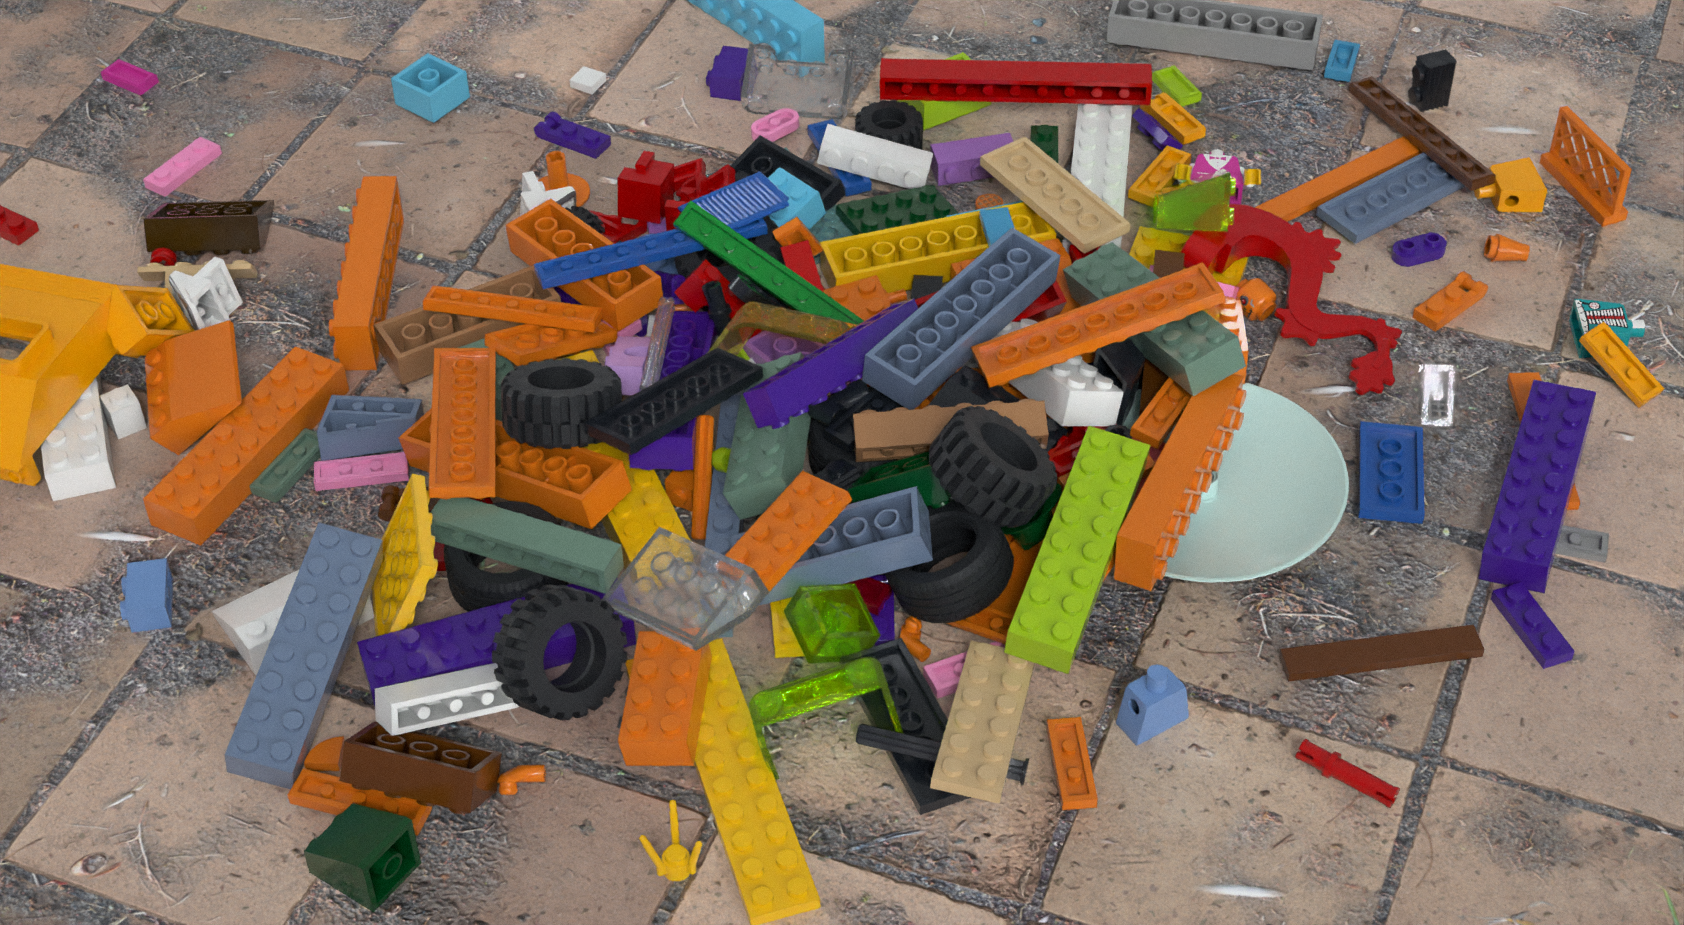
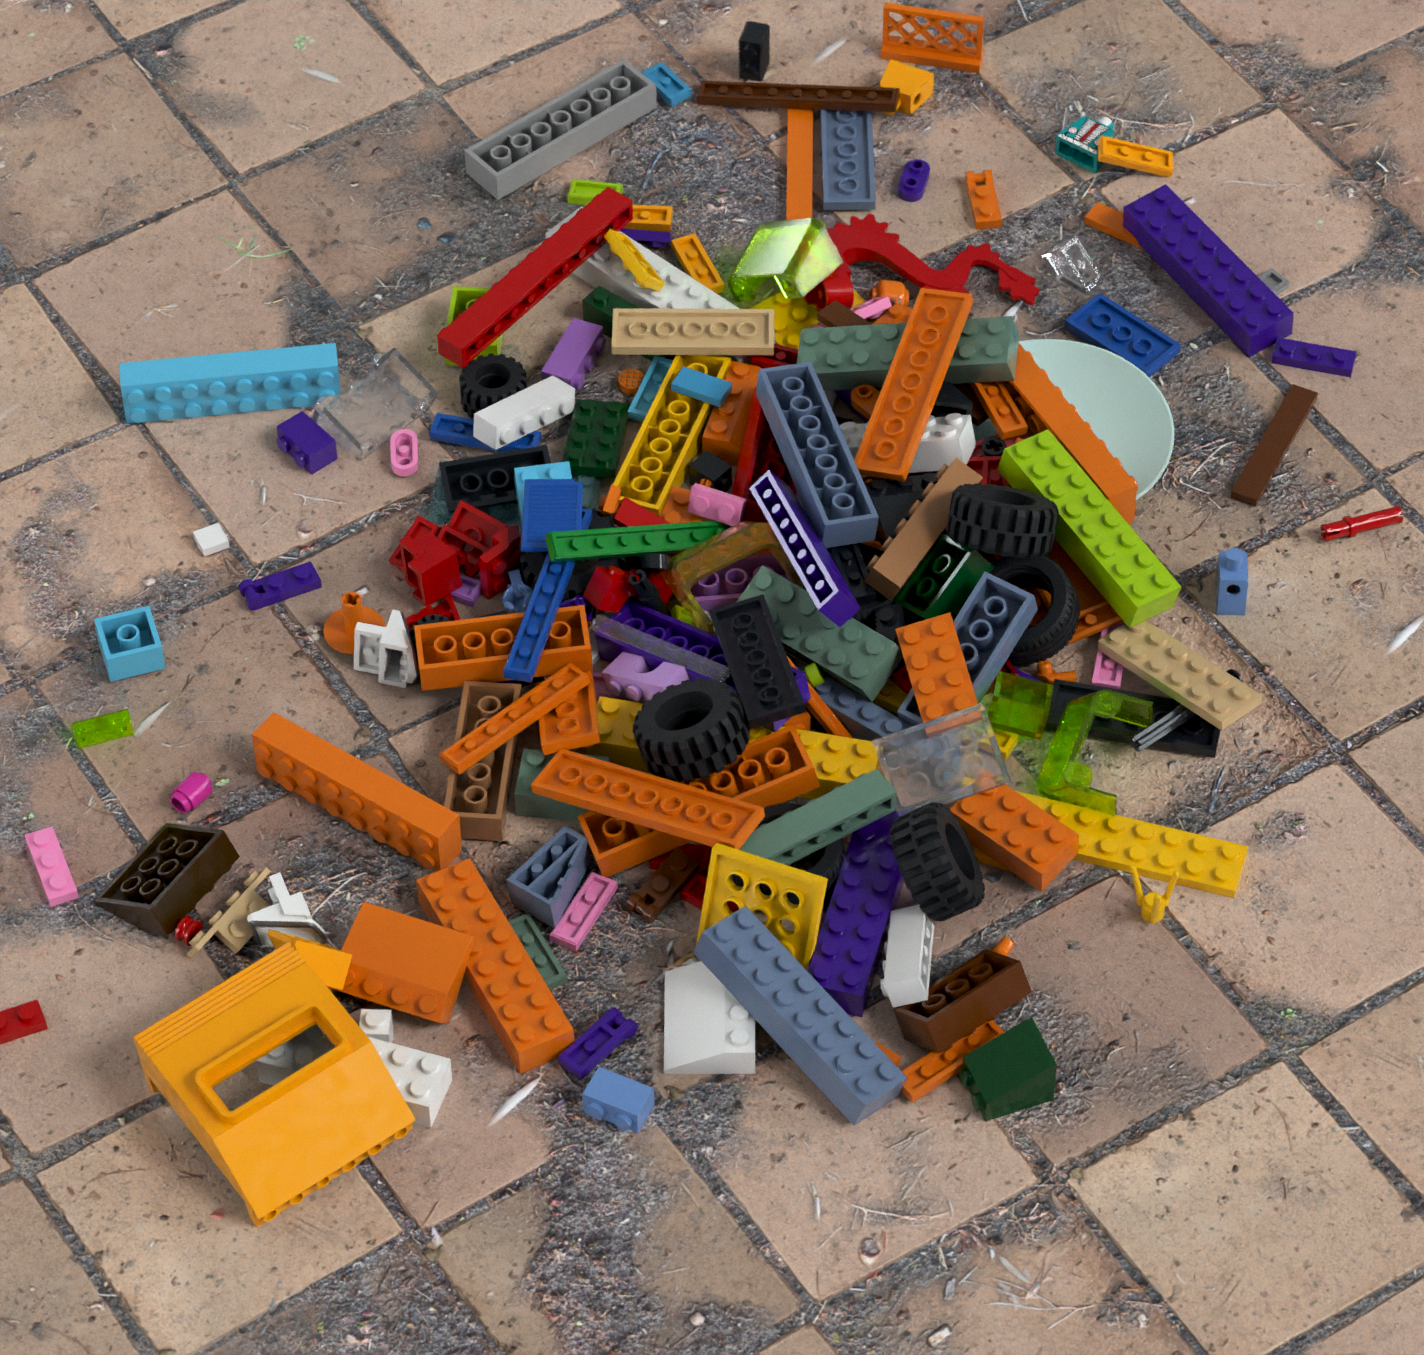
camera: 55 degrees left, 5 degrees up
(211, 551) = (597, 1043): none -> dark purple plate
(309, 193) = (191, 792): none -> dark pink brick
(341, 121) = (102, 728): none -> clear neon green hinge
(866, 298) = (716, 505): none -> bright pink plate
(1071, 763) = (1239, 654): orange plate -> none
(1095, 122) = (634, 261): none -> yellow plate
(1216, 161) = (732, 232): torso -> none
(1505, 249) = (960, 137): orange cone -> none

